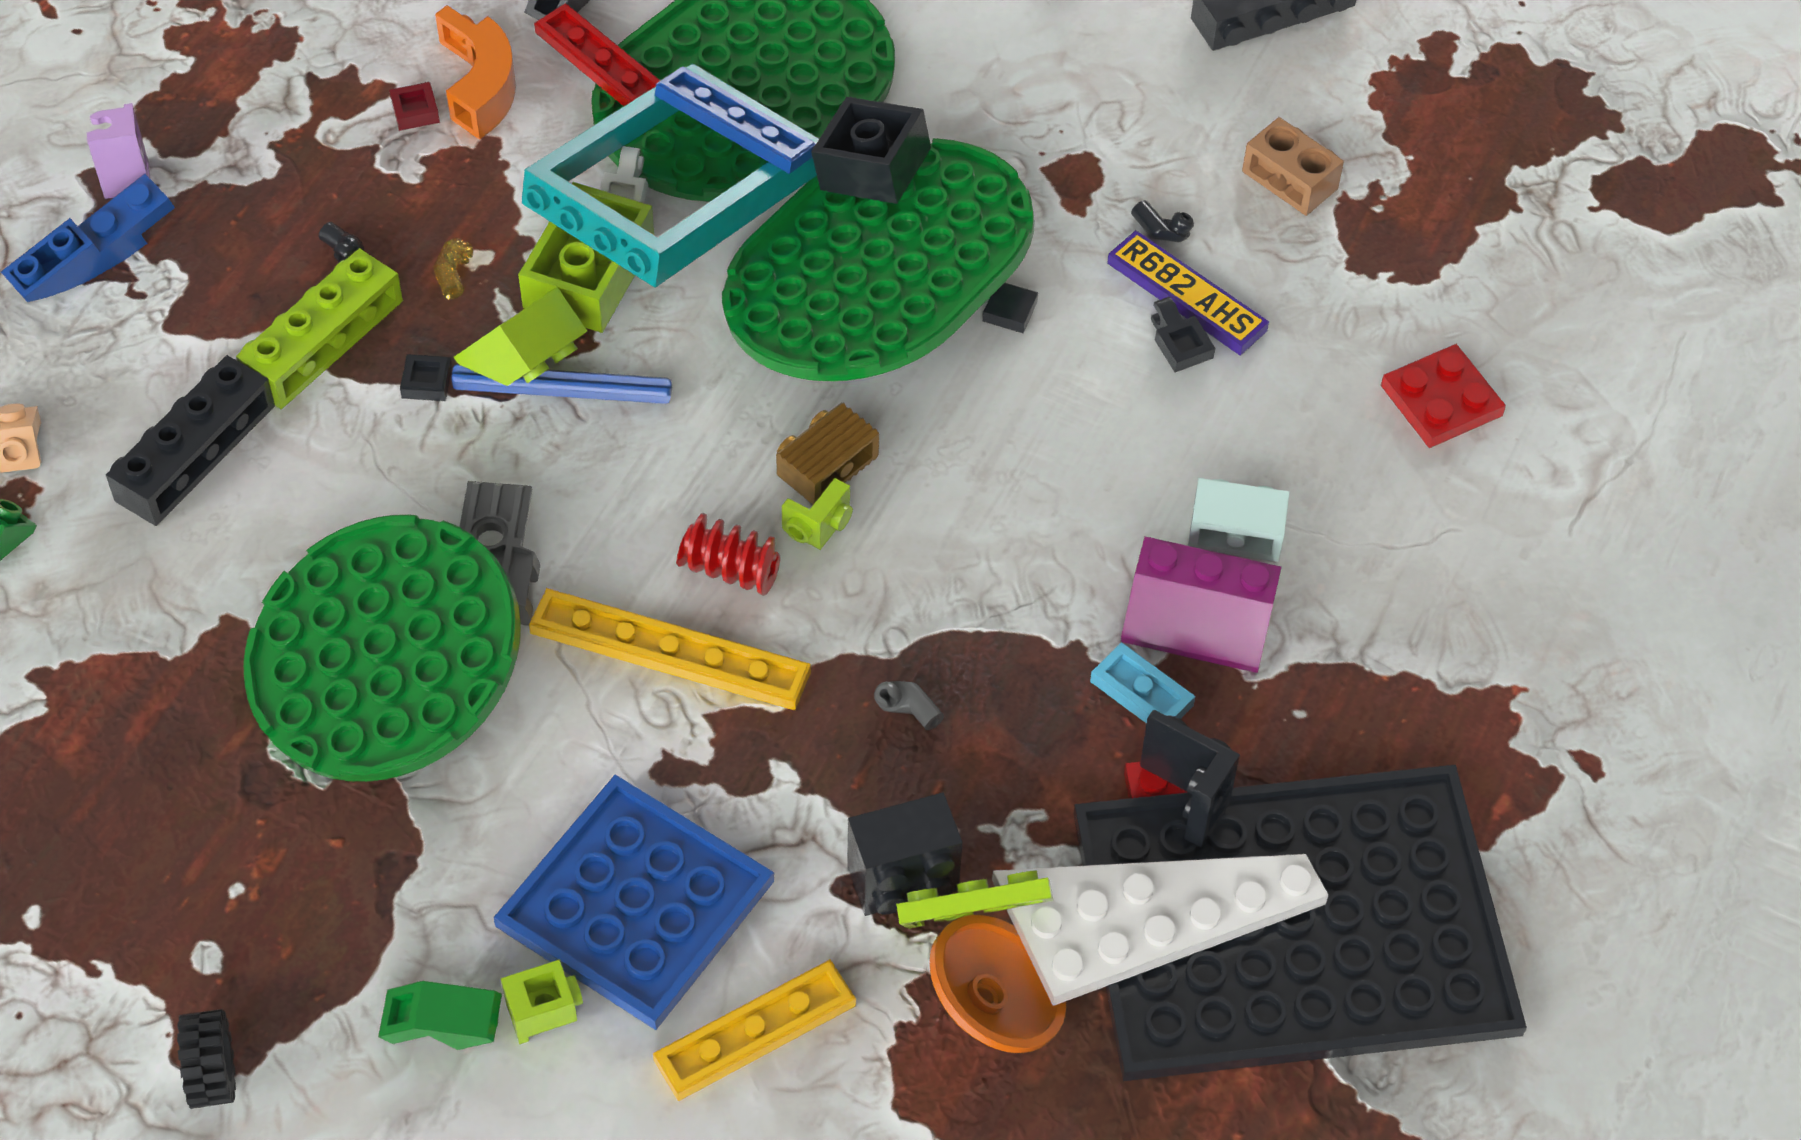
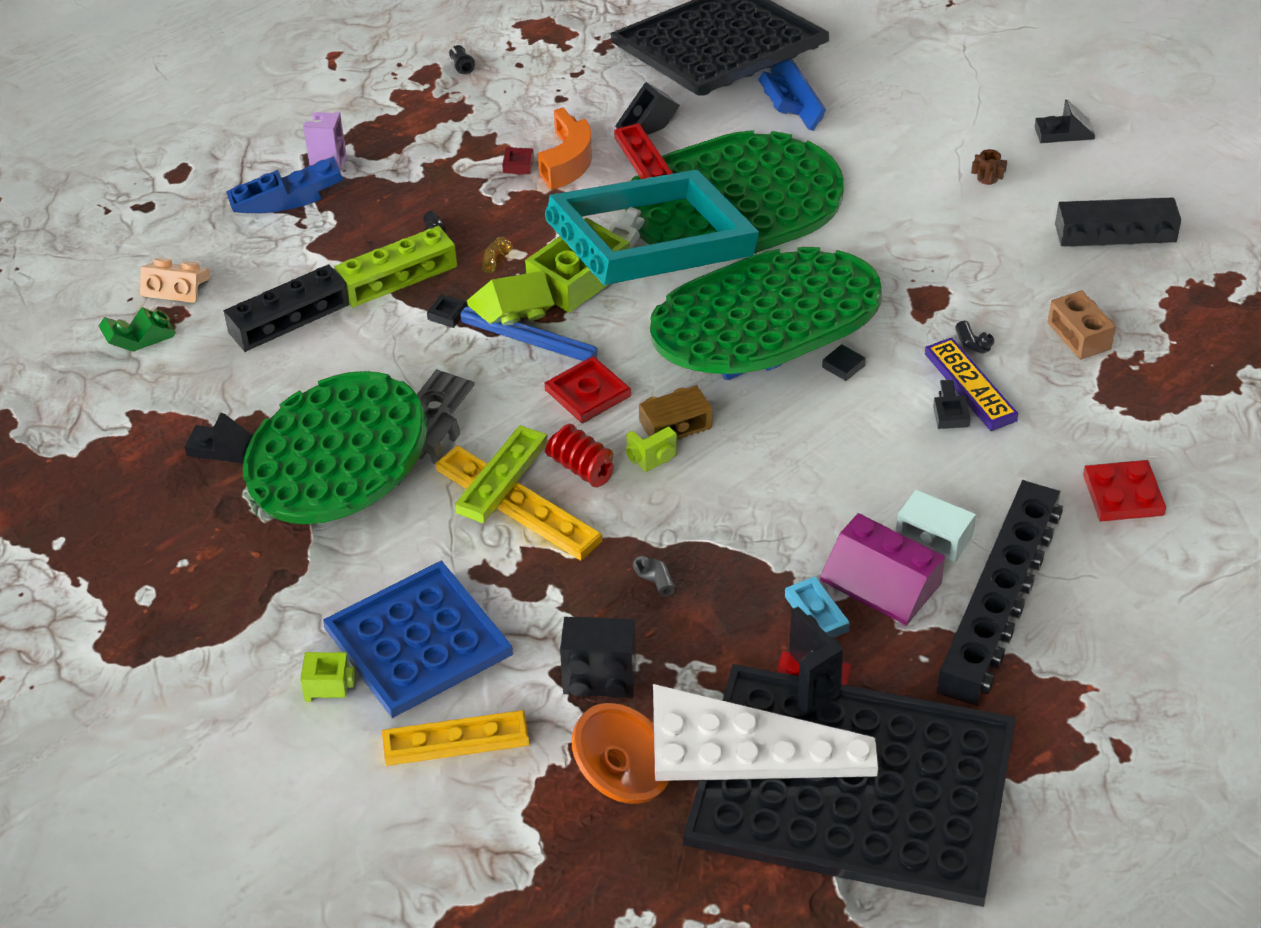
camera: 25 degrees right, 10 degrees down
(204, 685) = (222, 442): none -> black slope
(206, 1058) = (106, 644): black tyre -> none
(445, 1012) = (264, 664): green slope -> none
(634, 617) = (501, 474): none -> lime plate
(684, 446) = (587, 389): none -> red tile
(735, 119) = (705, 204): blue tile -> none
(871, 149) = (787, 242): black brick -> none
(974, 896) = (594, 690): lime wing -> none
(1351, 483) = (999, 594): none -> black brick

